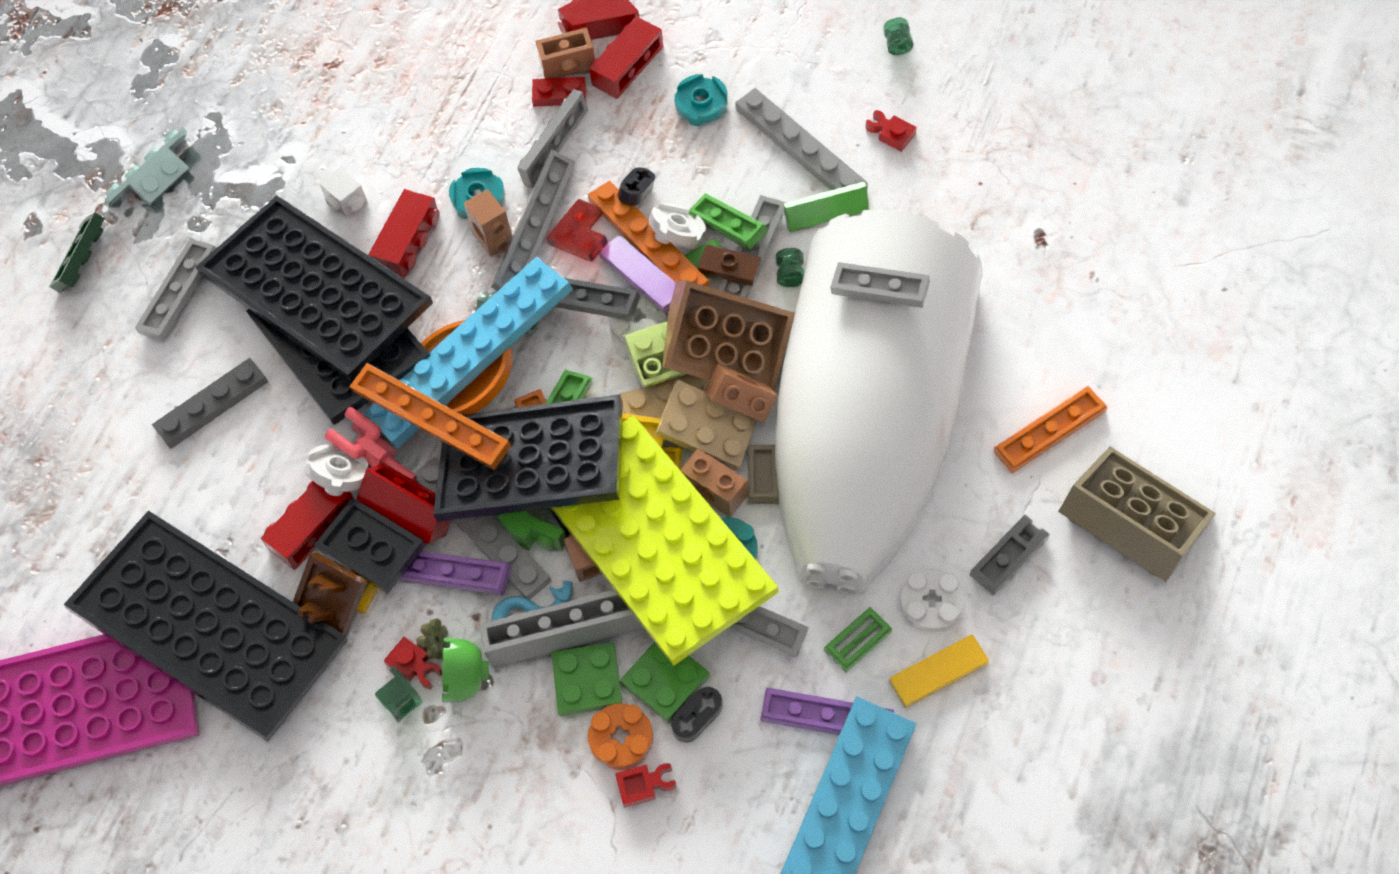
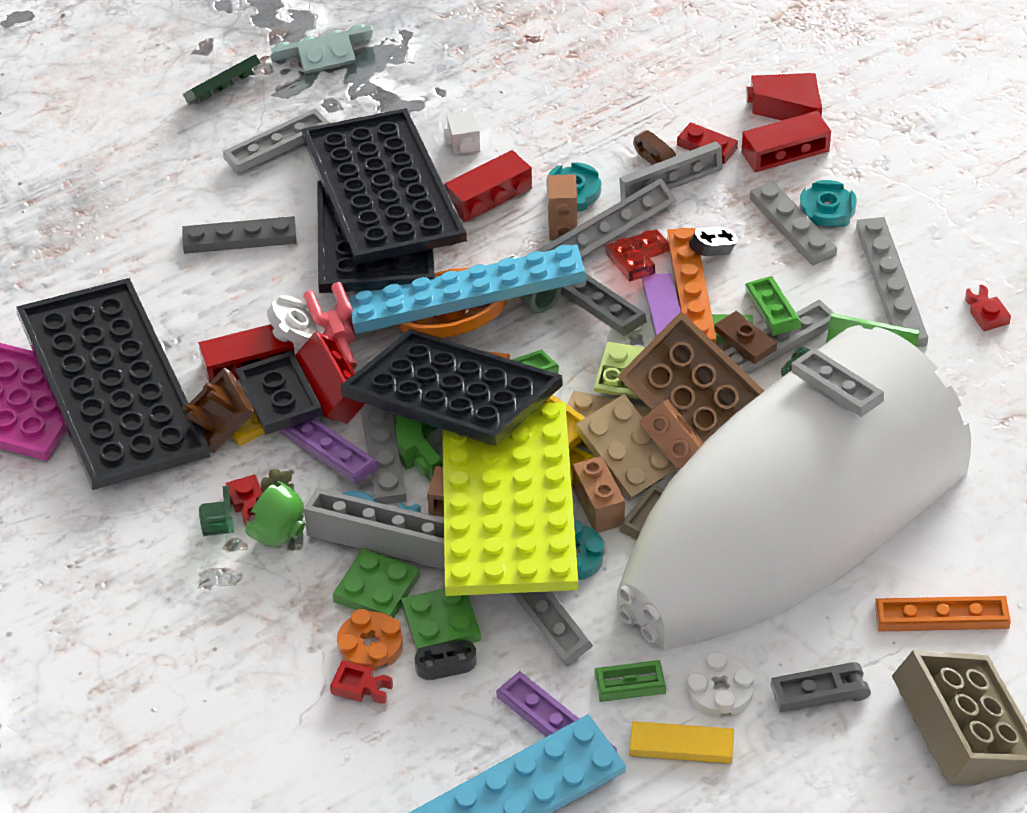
camera: 30 degrees right, 15 degrees down
(431, 416) = (395, 315): orange plate -> none
(522, 122) = (652, 147): none -> reddish brown beam
(565, 53) = (731, 112): nougat brick -> none
(676, 226) = (722, 285): white plate -> none
(684, 132) = (793, 223): none -> light grey plate

